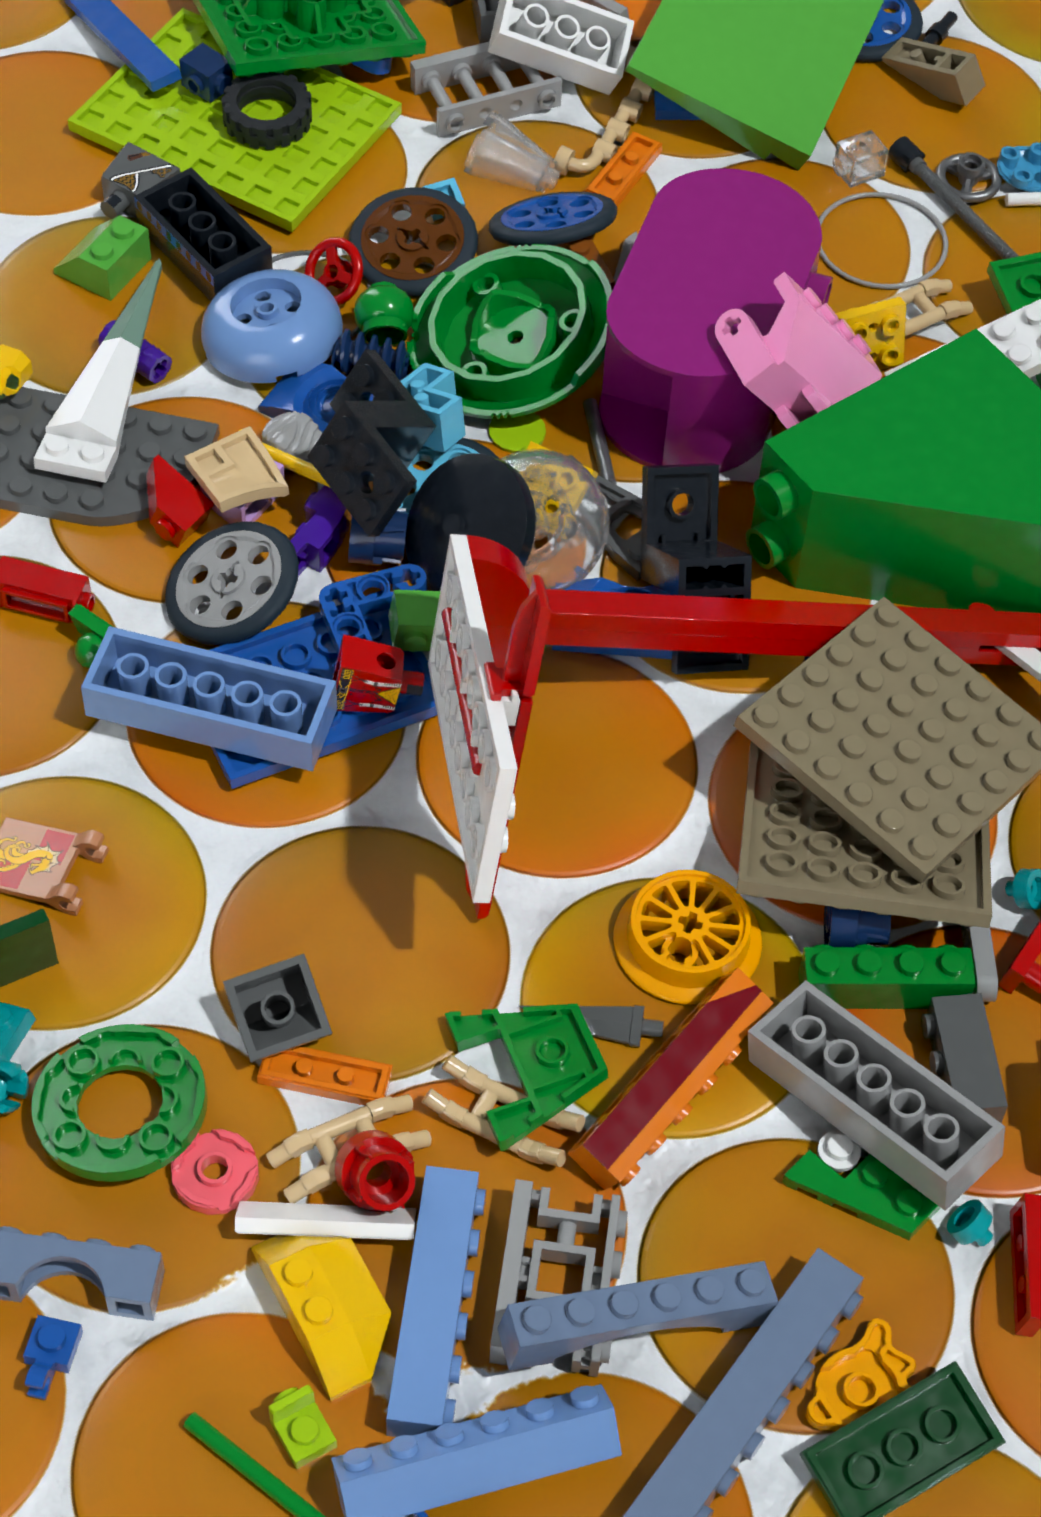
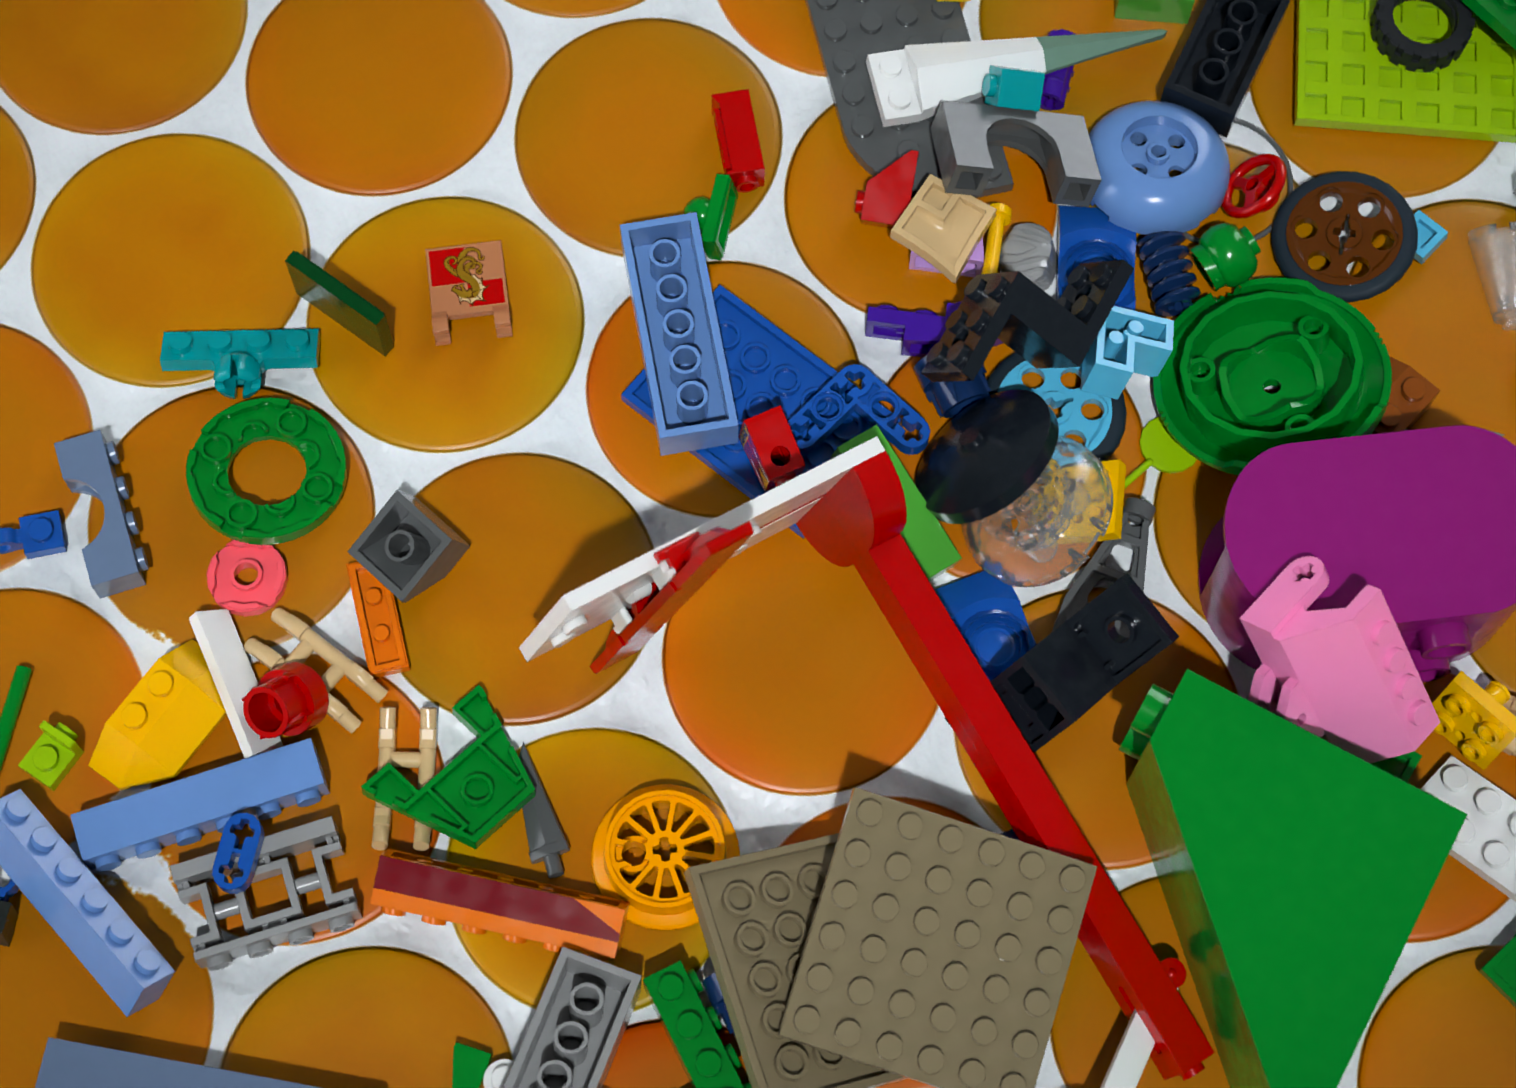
camera: 65 degrees right, 15 degrees up
(144, 368) = (1013, 88): none -> teal brick
(179, 406) = (1052, 139): none -> dark grey arch
(257, 610) = (855, 316): wedge -> none
(519, 1262) = (229, 850): none -> blue beam
(553, 218) = (1436, 377): wedge -> none
(557, 1325) = (246, 973): sand blue arch -> none
(598, 440) = (1187, 530): flat silver bar -> none

